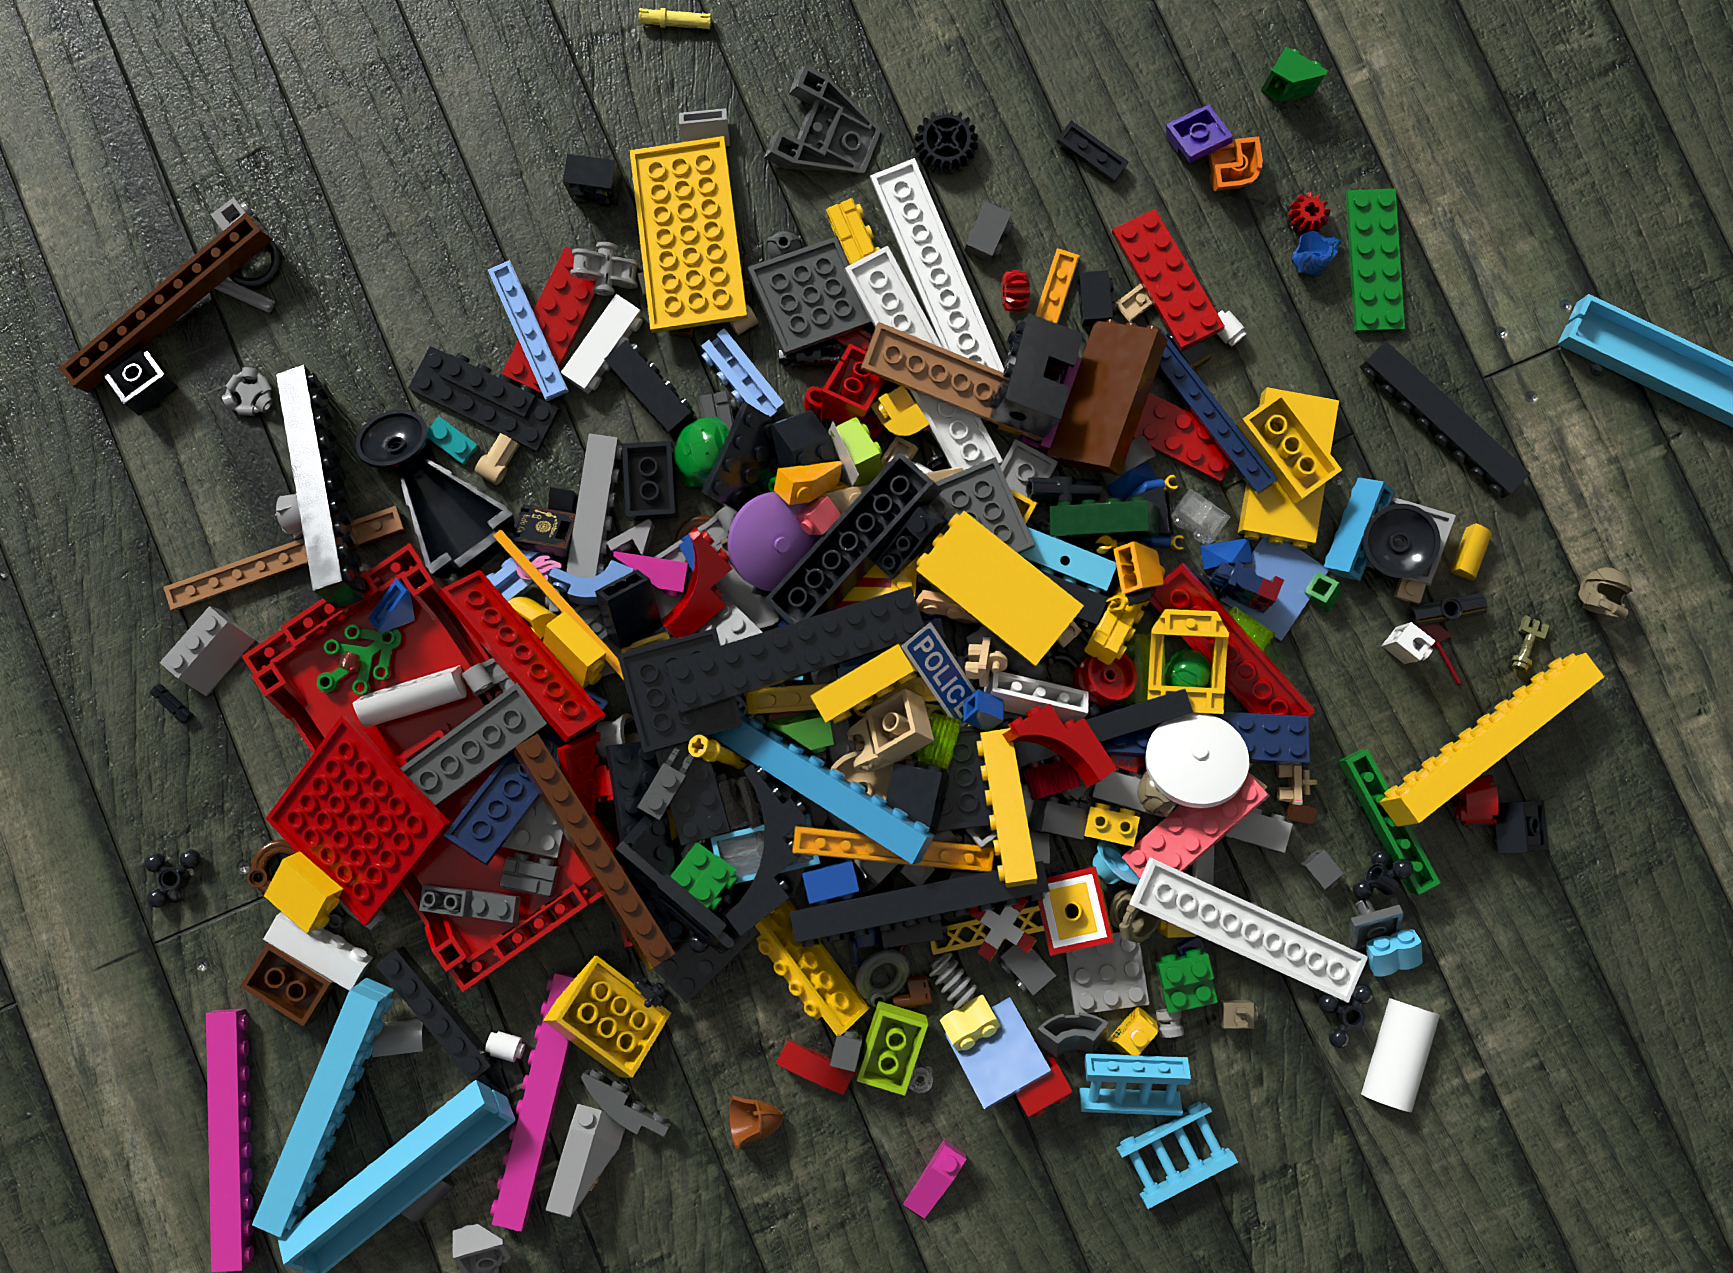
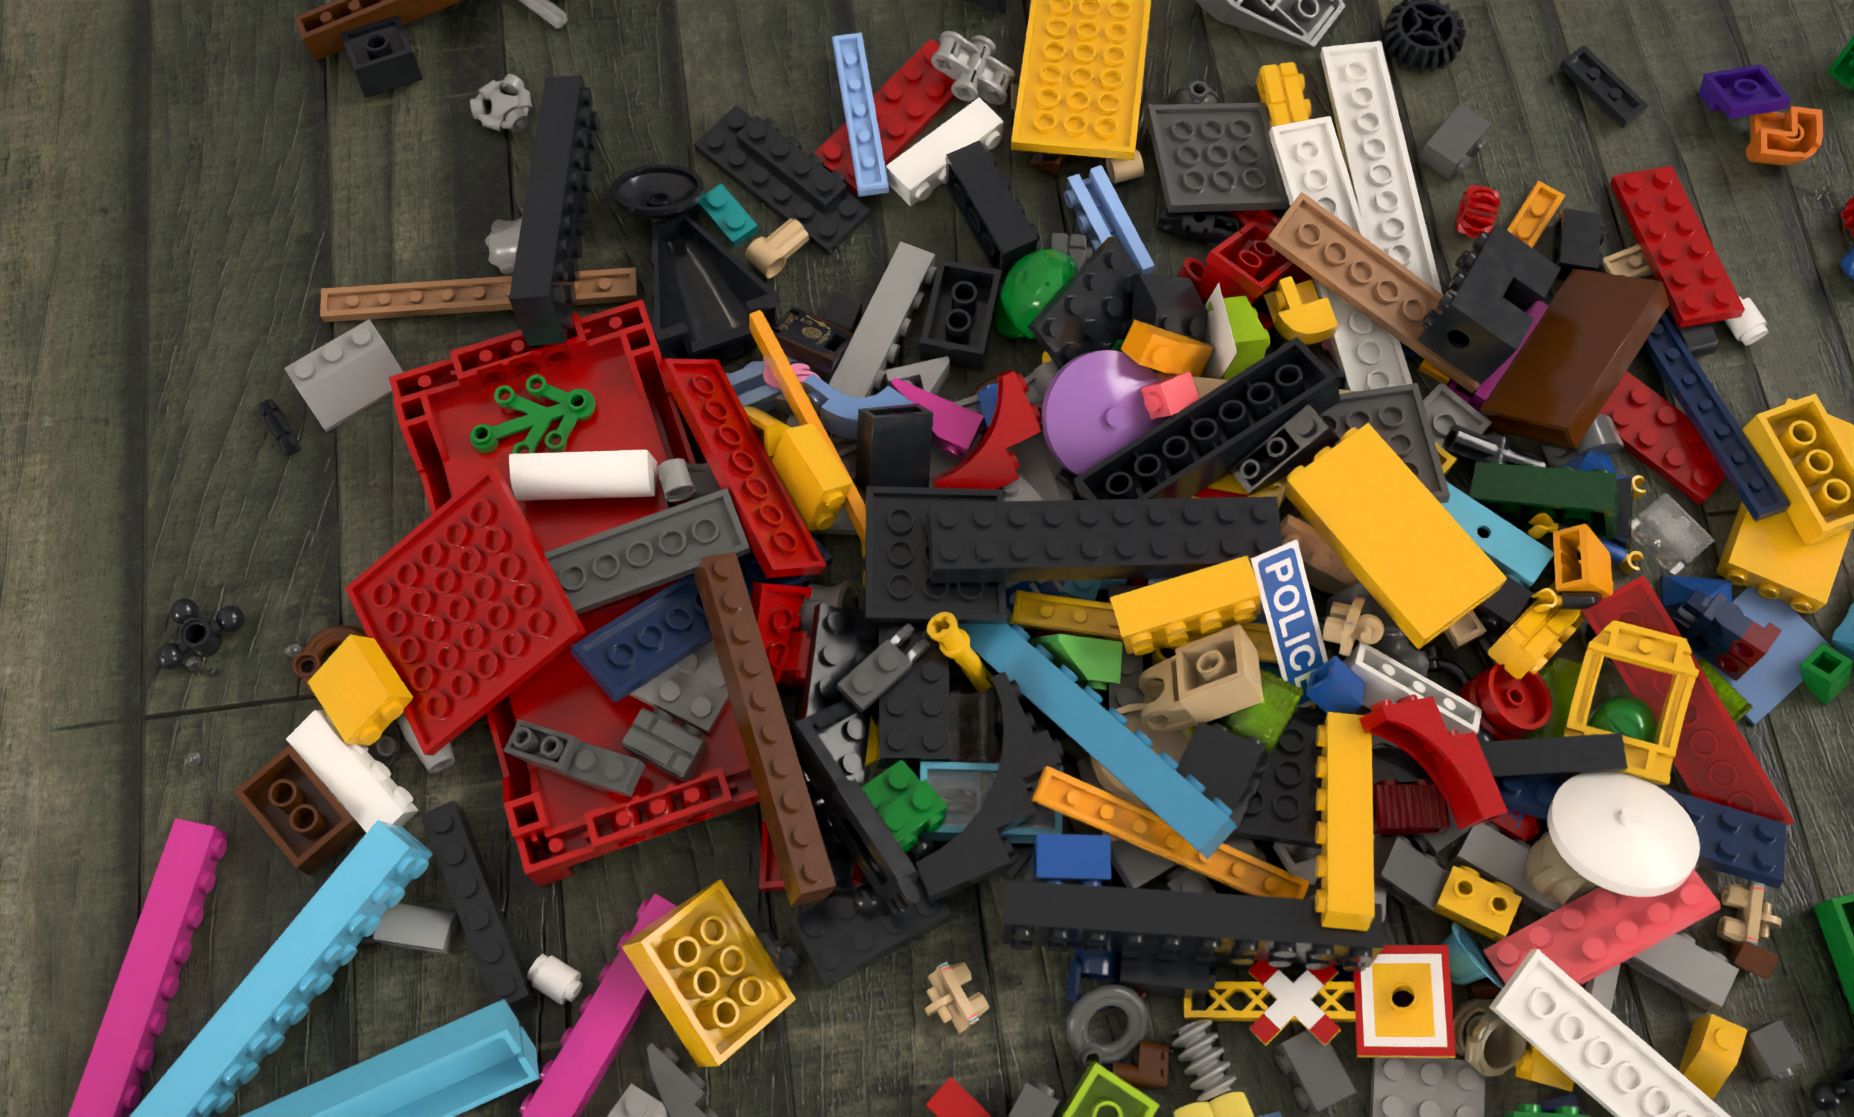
camera: 15 degrees right, 15 degrees down
(349, 661) = (520, 416): clear red plate -> none
(393, 609) = (597, 370): blue slope -> none
(771, 978) = (950, 999): none -> tan hips
(810, 972) = (1005, 985): yellow plate -> none
(1283, 885) = (1712, 1053): none -> yellow slope

